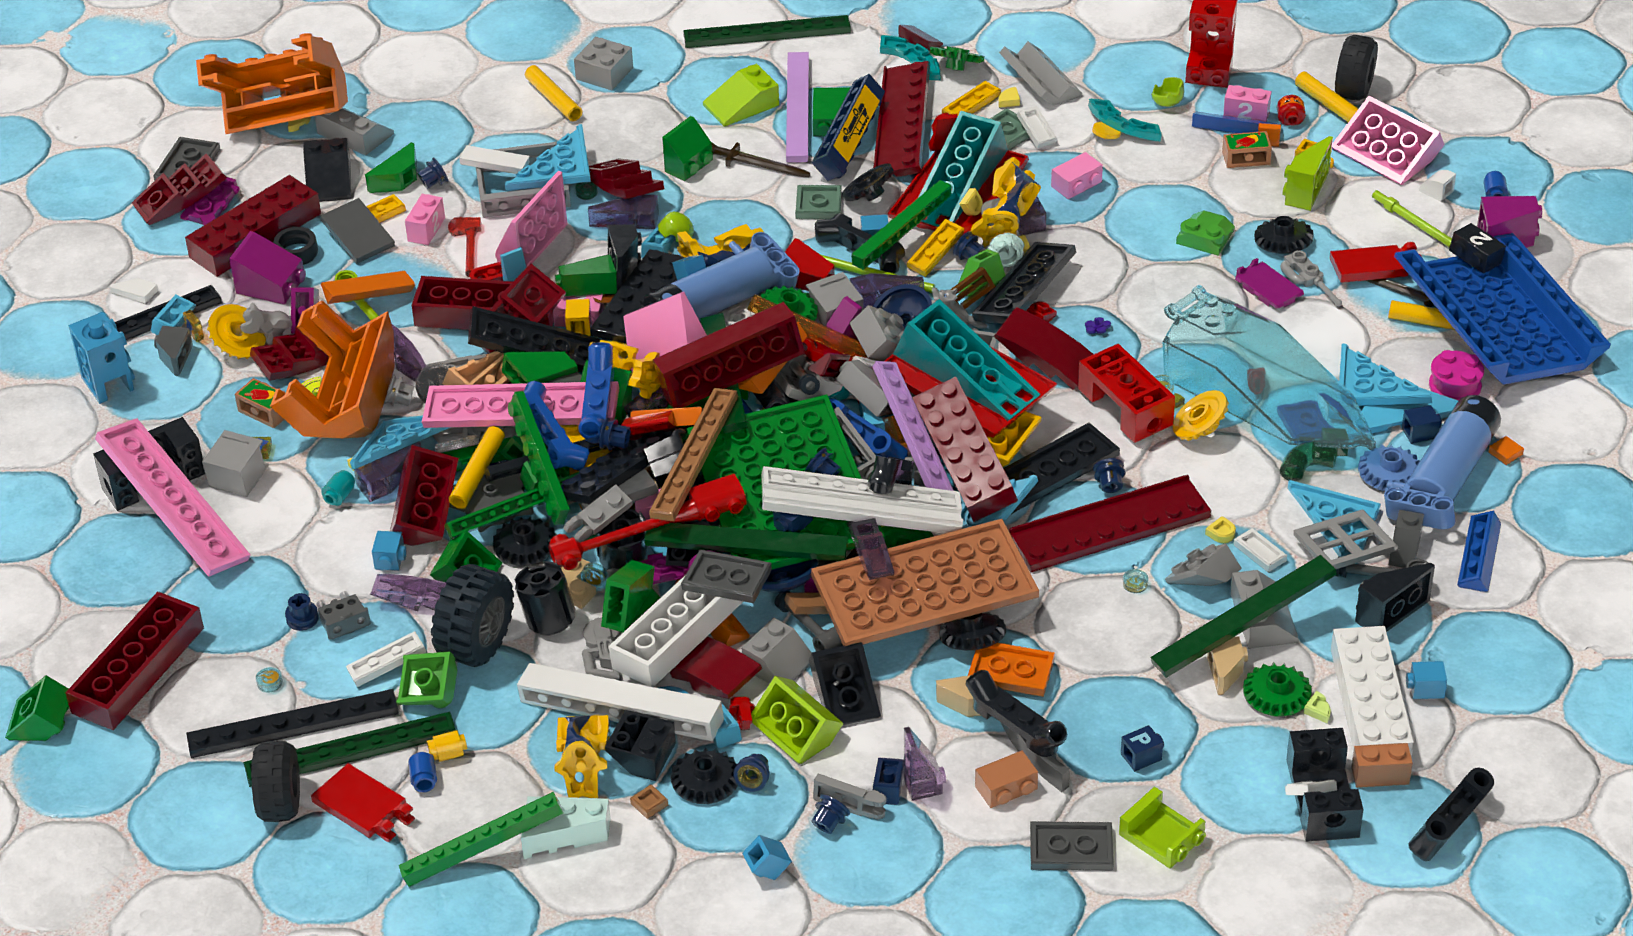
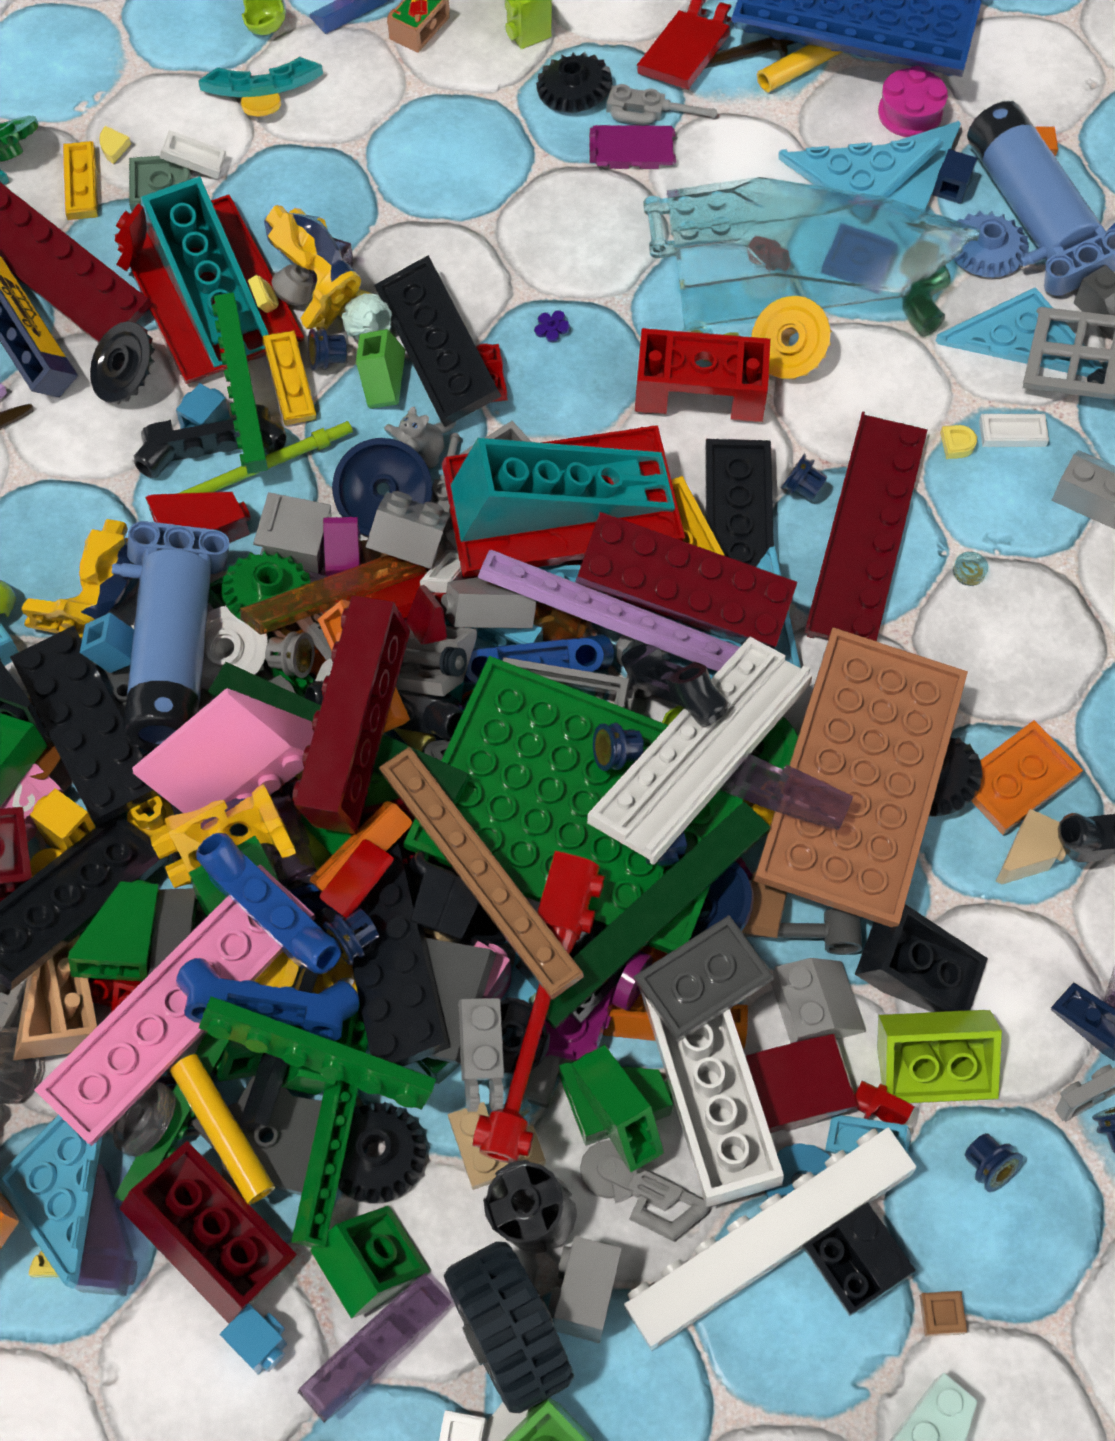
camera: 55 degrees left, 20 degrees up
(338, 488) = (76, 1325): teal brick -> none
(523, 642) = (586, 1288): none -> light grey brick
(581, 742) = (787, 1324): yellow hips -> none
(704, 776) = (934, 1239): black gear -> none
(818, 201) = (88, 430): sand green tile -> none
(874, 285) = (311, 469): clear purple slope -> none
(967, 281) = (398, 391): reddish brown tile -> none
(1041, 74) = (108, 90): light grey slope -> none
(1042, 344) = (560, 394): dark red slope -> none
(1076, 175) = (308, 176): bright pink brick -> none
(1205, 232) = (502, 137): bright green slope -> none
(1205, 567) = (1012, 496): light grey slope -> none

